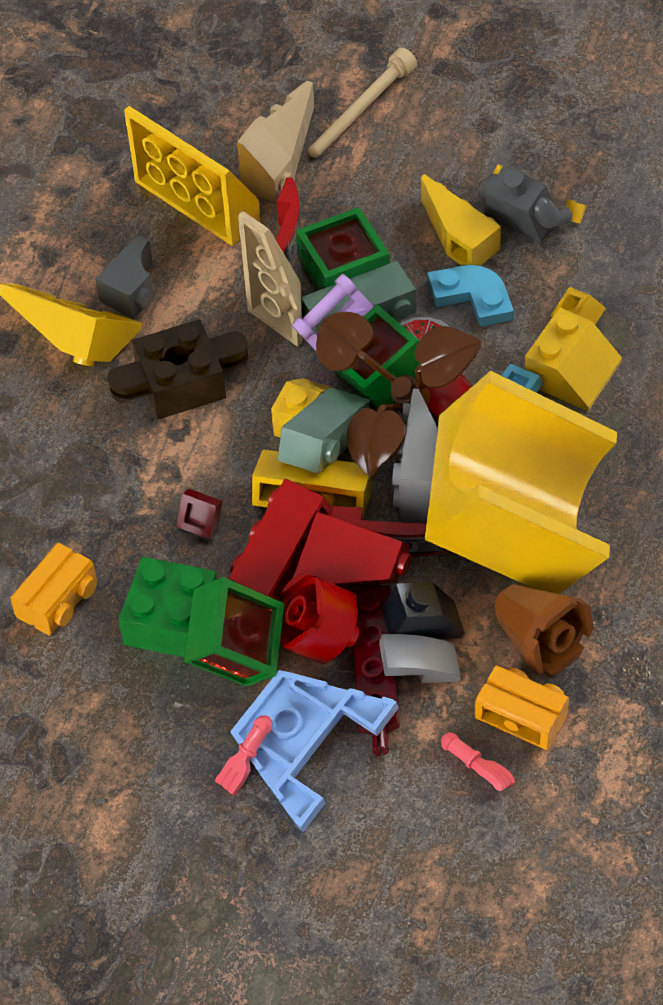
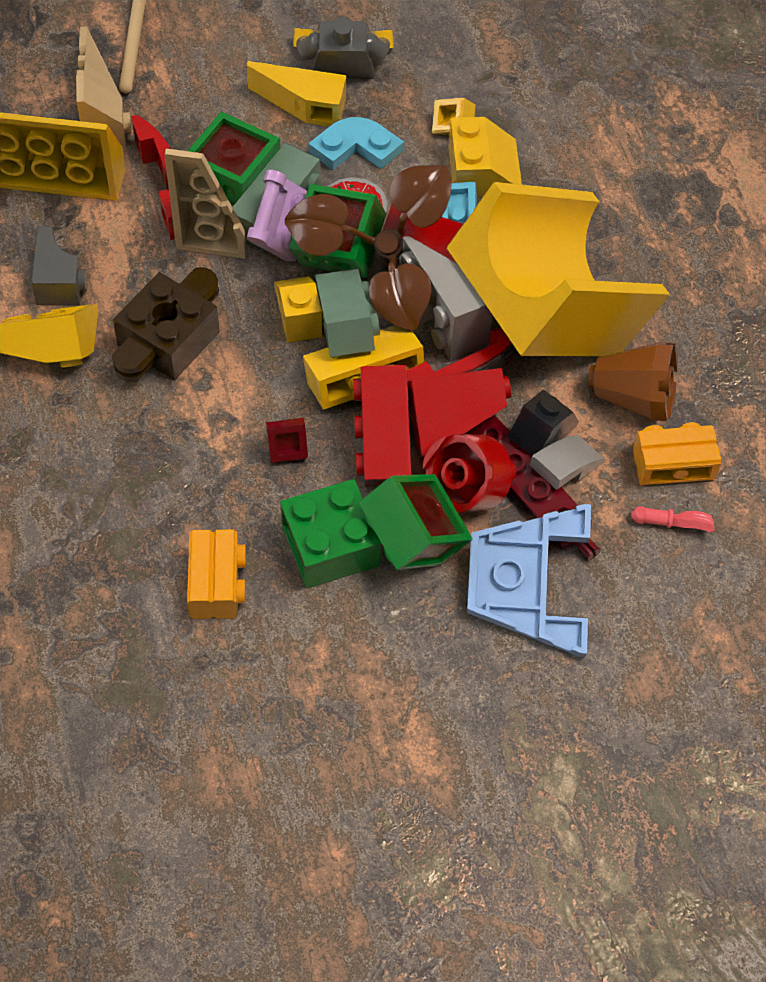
camera: 40 degrees left, 5 degrees up
(238, 766) = (496, 634): coral piece -> none

